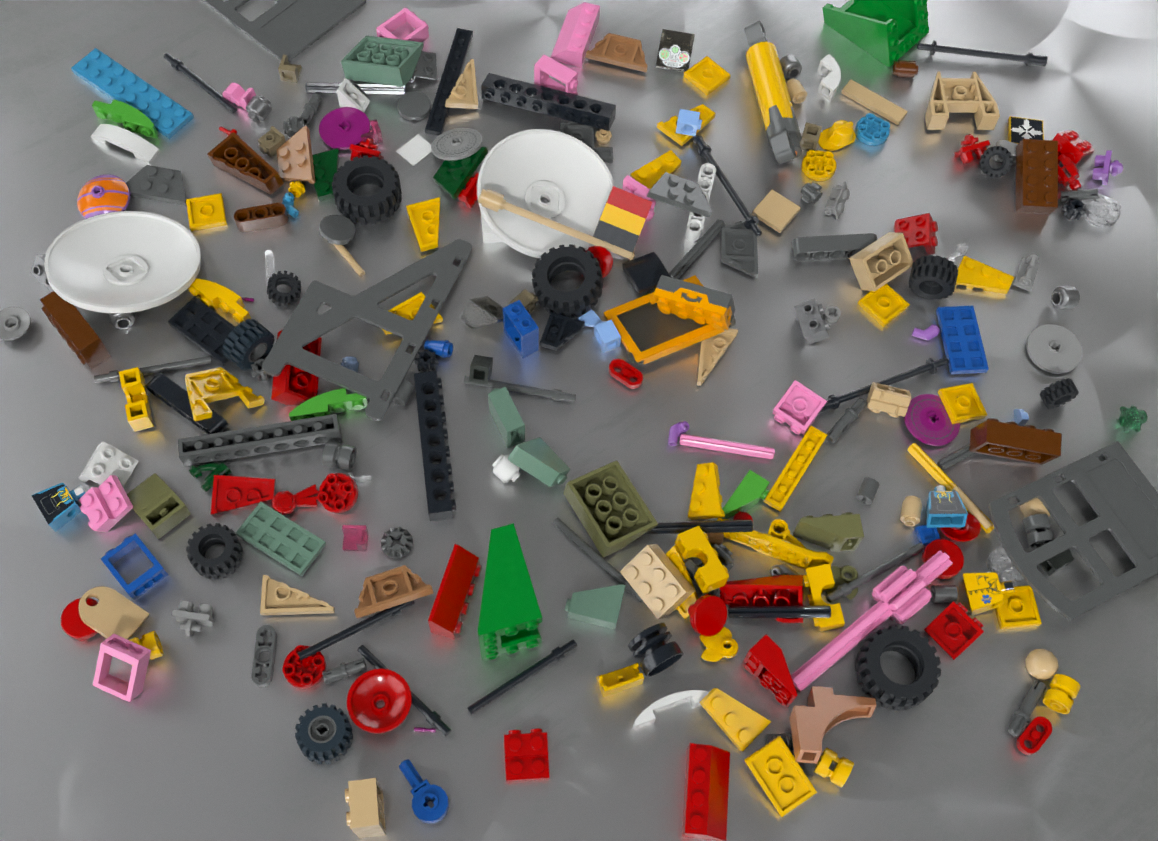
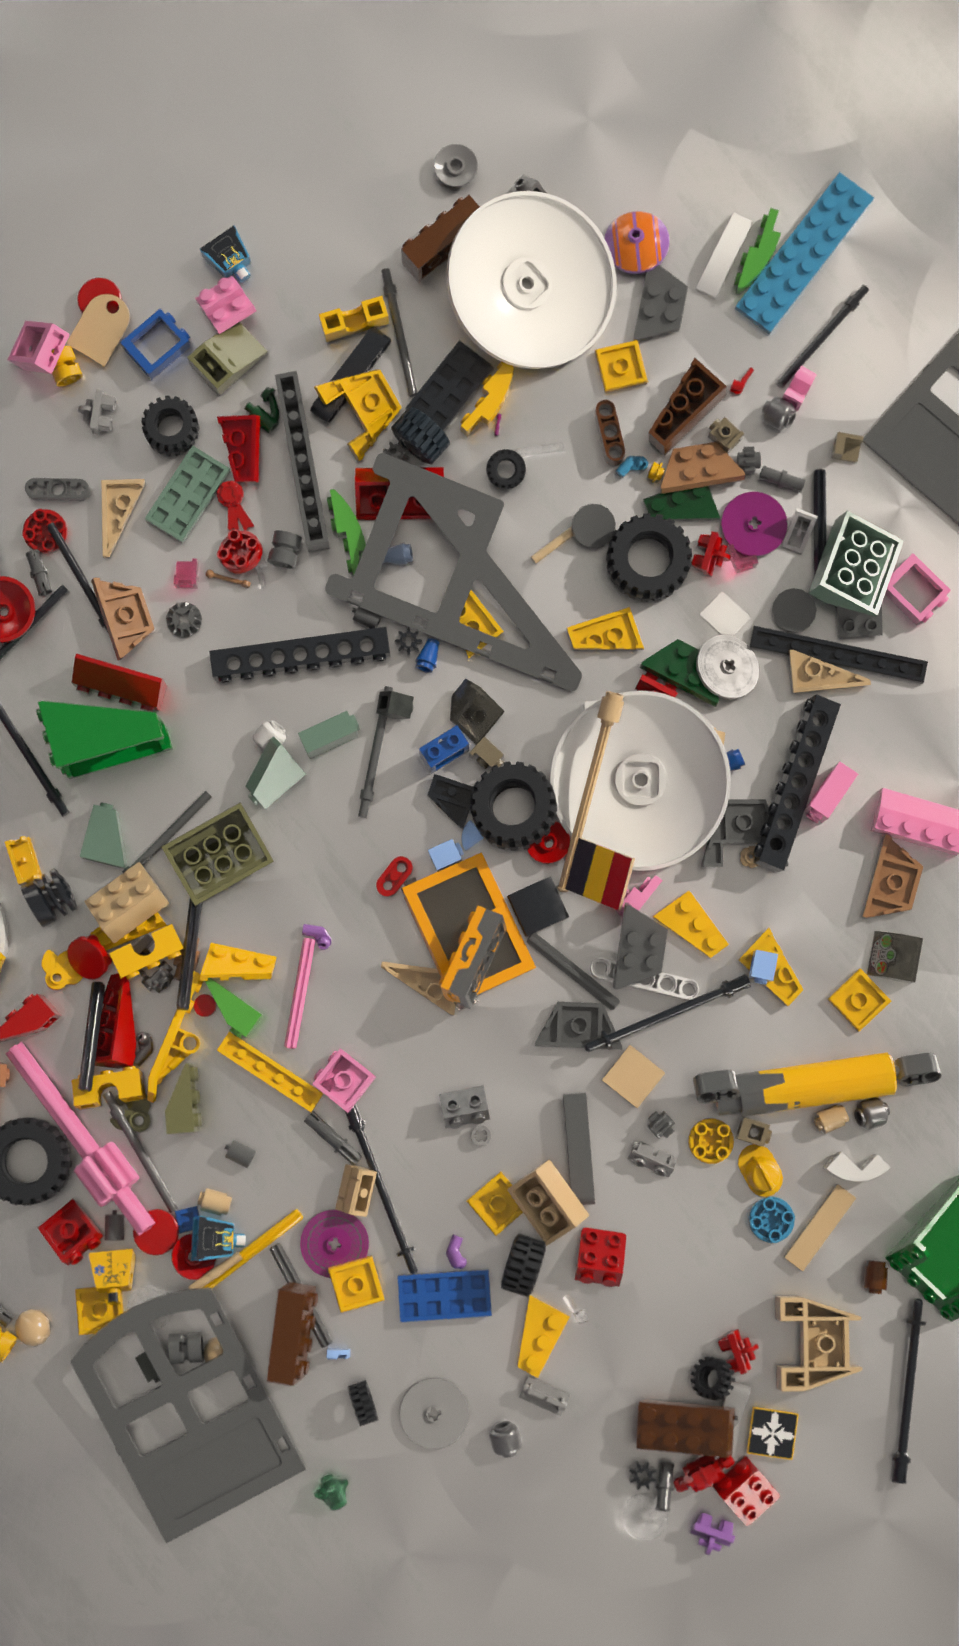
camera: 90 degrees right, 20 degrees up
(106, 462) = (273, 299): white bracket -> none
(356, 520) = (209, 573): none -> medium nougat hinge

